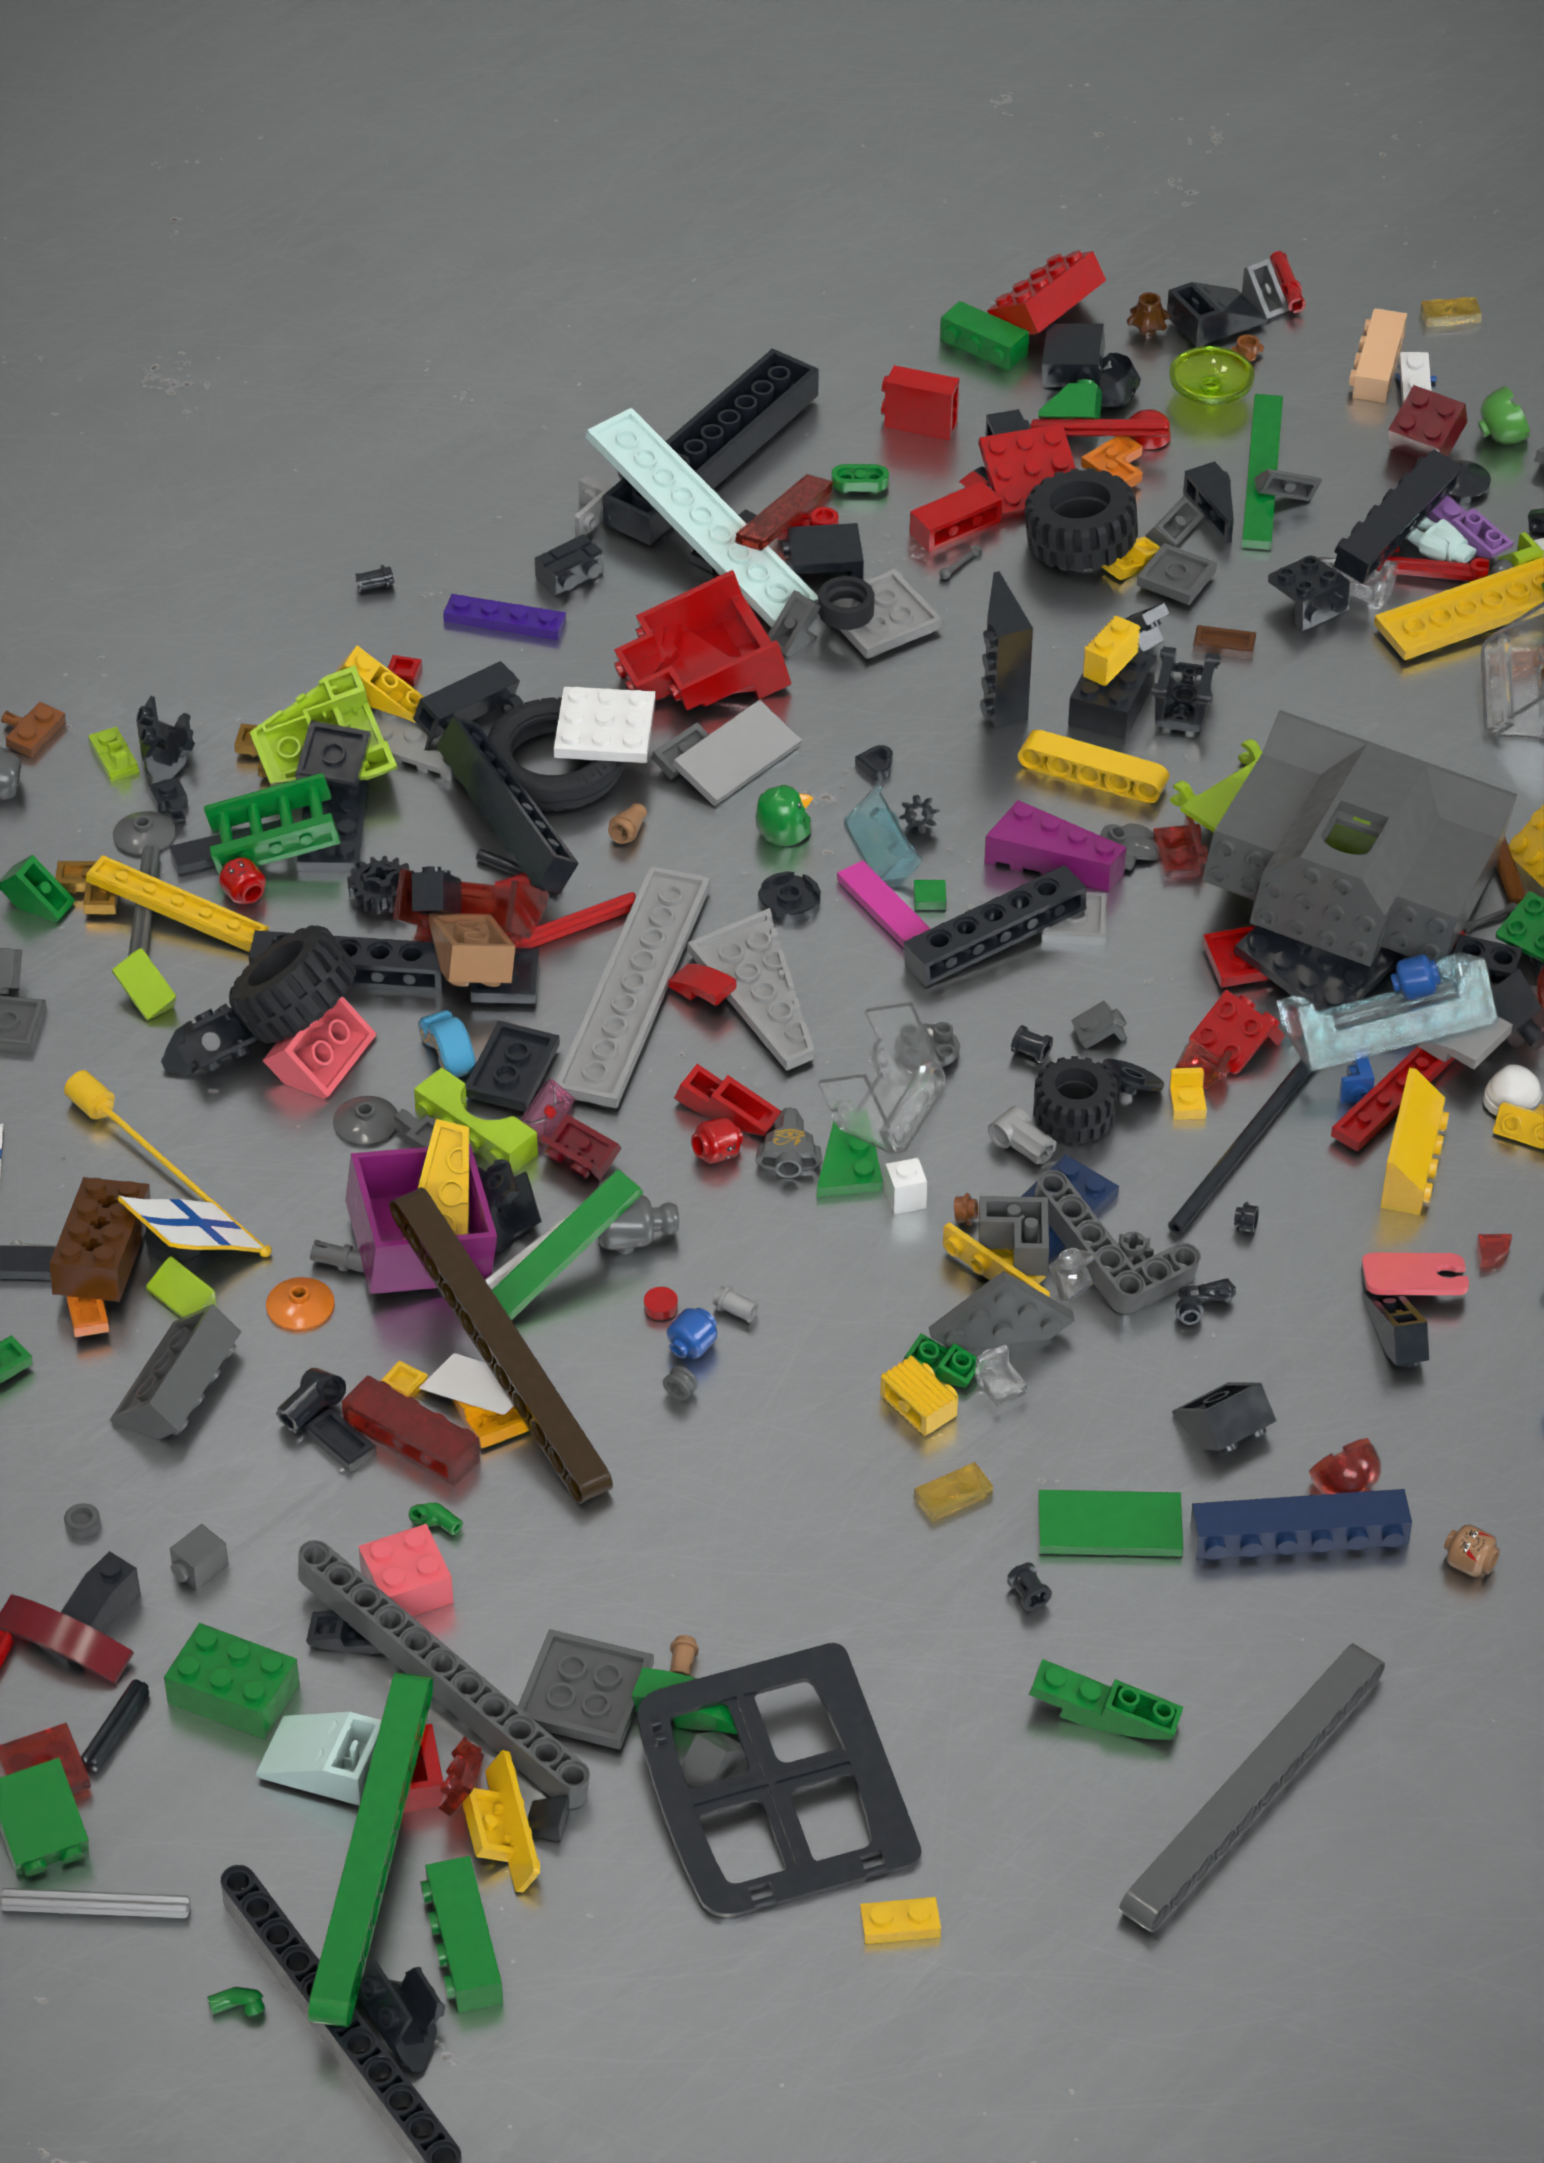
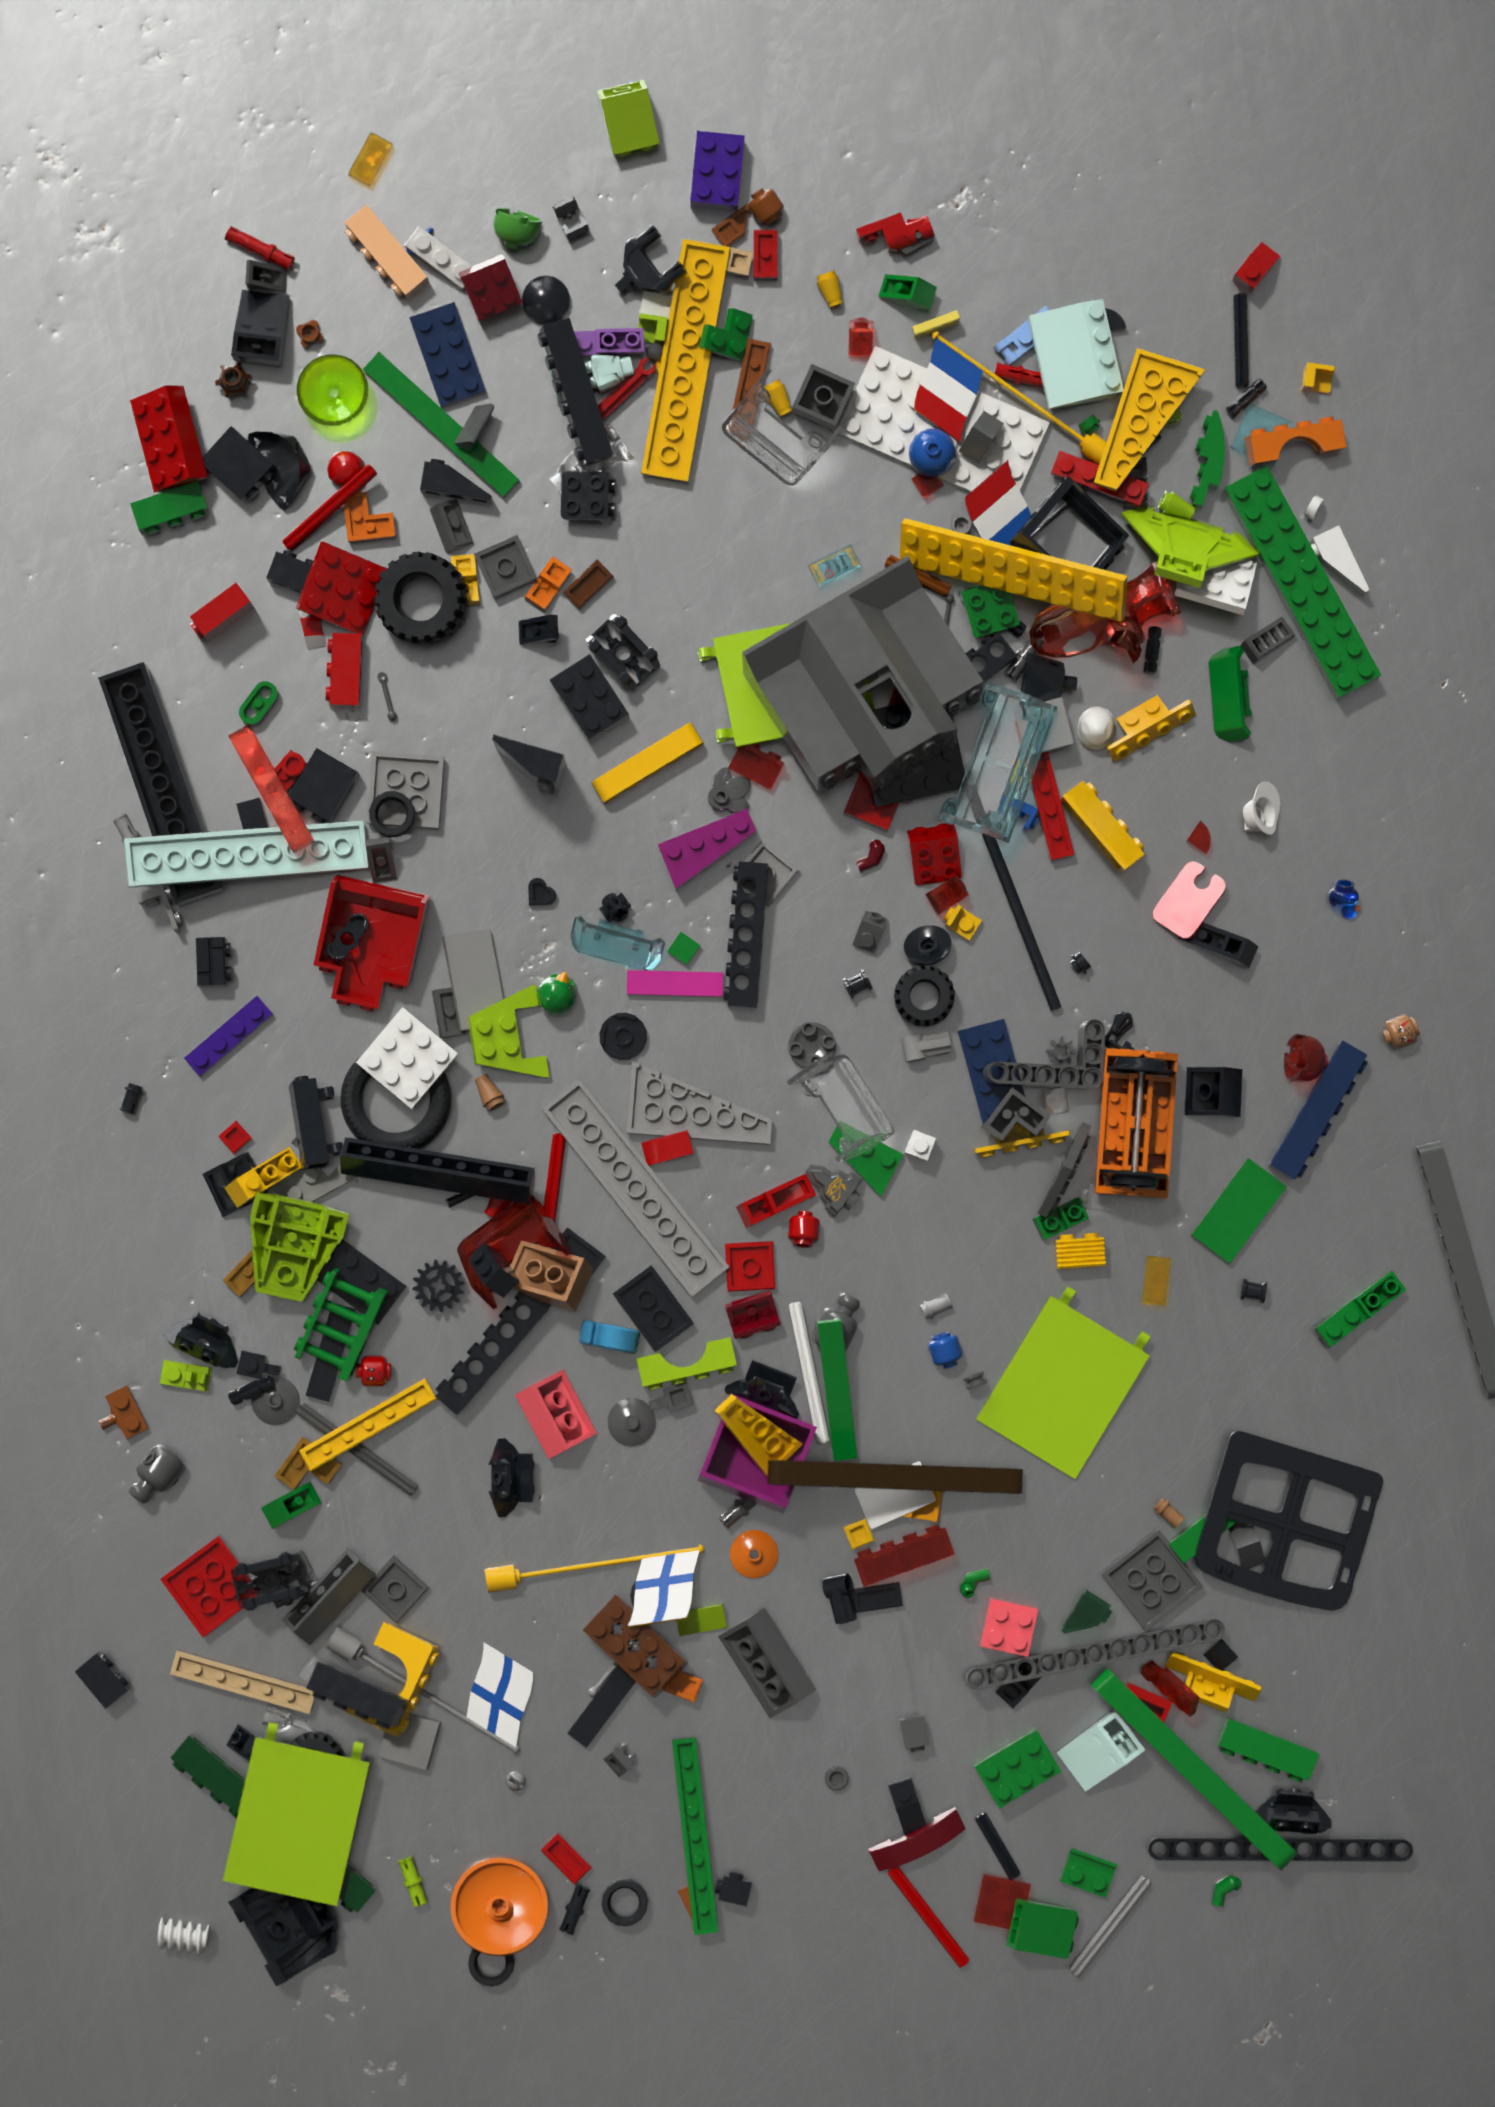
camera: 55 degrees left, 40 degrees up
(139, 802) = (251, 1390): none -> black axle
(144, 985) = (428, 1490): lime slope -> none
(150, 1841) = (1088, 1872): none -> green plate
(292, 984) = (495, 1424): black tyre -> none
(335, 752) = (315, 1251): black tile -> none
(484, 1642) = (1087, 1613): none -> clear green slope
(548, 1109) = (708, 1314): clear pink tile -> none
(634, 1124) = (750, 1266): none -> red tile
(660, 1303) = (903, 1347): red tile -> none
(693, 792) = (497, 1039): none -> lime wing
(702, 639) = (356, 927): none -> black piece
(750, 1474) = (1063, 1385): none -> lime flag
(900, 1920) = (1412, 1515): yellow plate -> none
(965, 1209) = (959, 1122): dark orange plate -> none
(1074, 401) = (297, 509): green slope -> none
(1110, 650) = (580, 691): yellow brick -> none
(1120, 1348) = (1139, 1103): none -> orange piece
(1181, 989) = (874, 857): none -> dark red arm
(1202, 611) = (548, 584): none -> orange slope
(1333, 443) = (447, 355): none -> dark blue plate
(1416, 977) = (987, 725): blue head -> none

